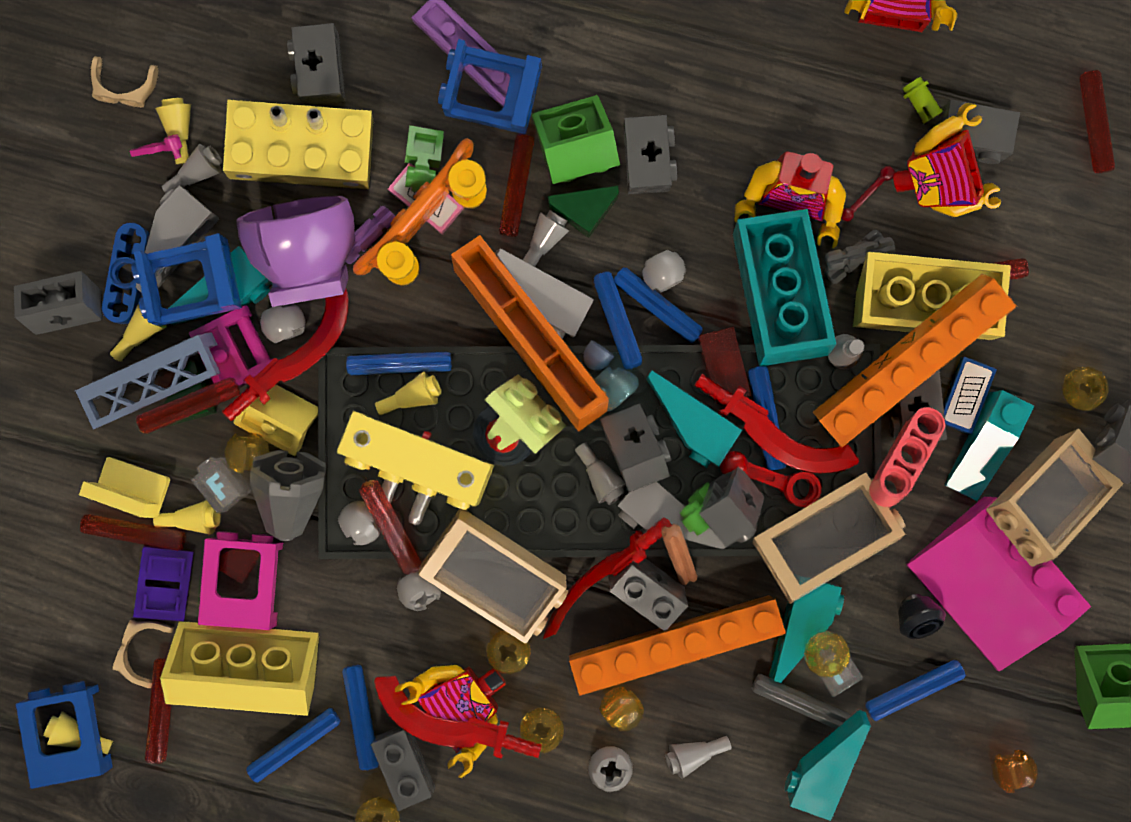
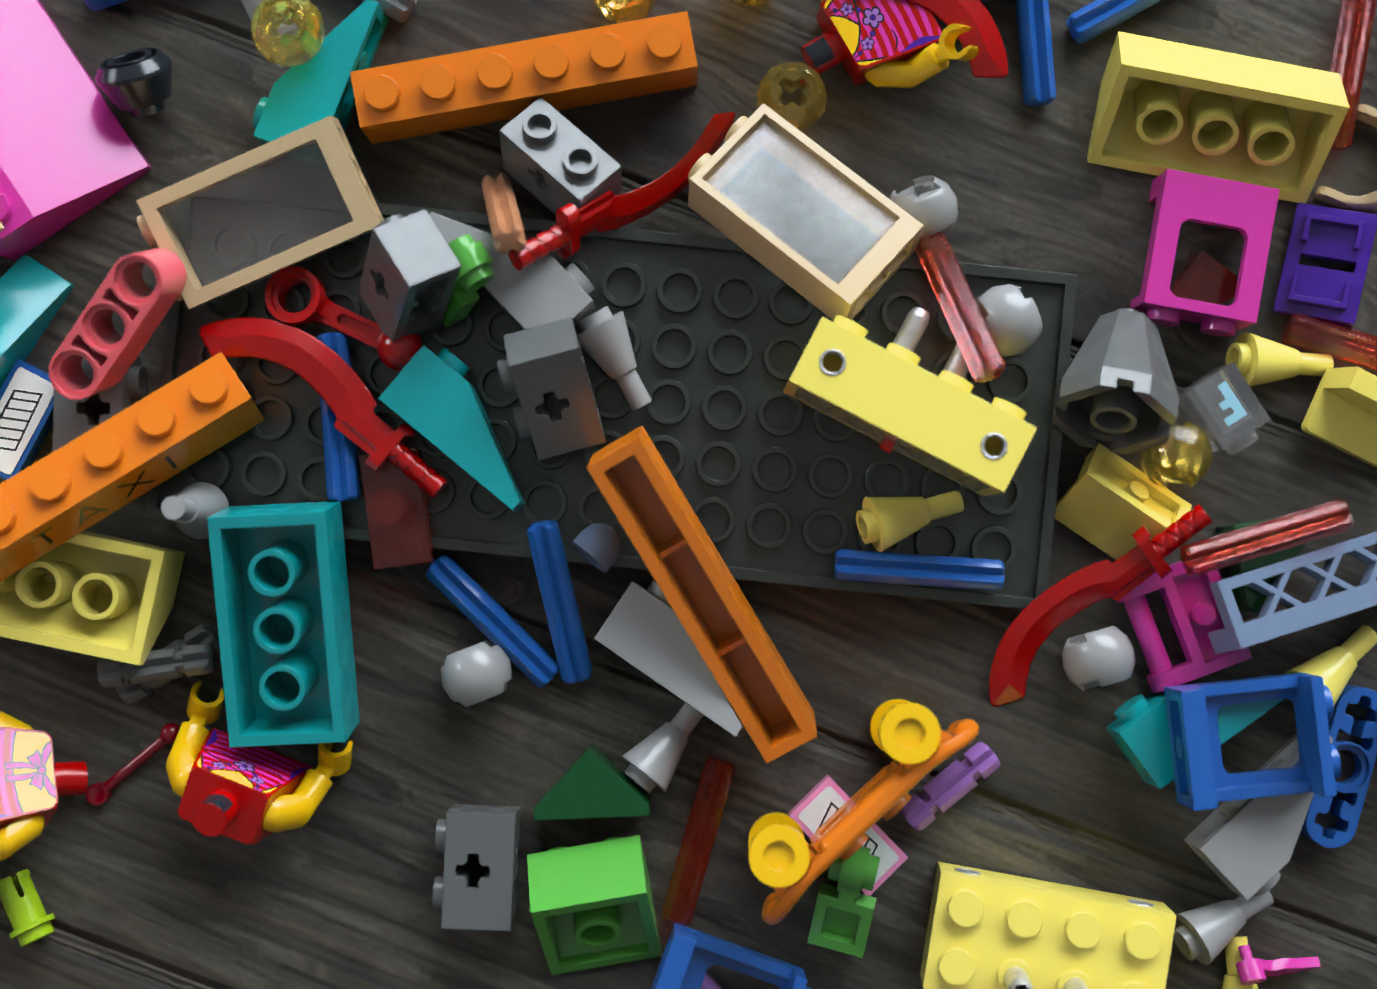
camera: 170 degrees left, 0 degrees up
(302, 248) = (1056, 770): medium lavender plate -> none
(515, 423) = (741, 450): yellowish green plate -> none
(617, 385) = (572, 494): clear light blue cone -> none

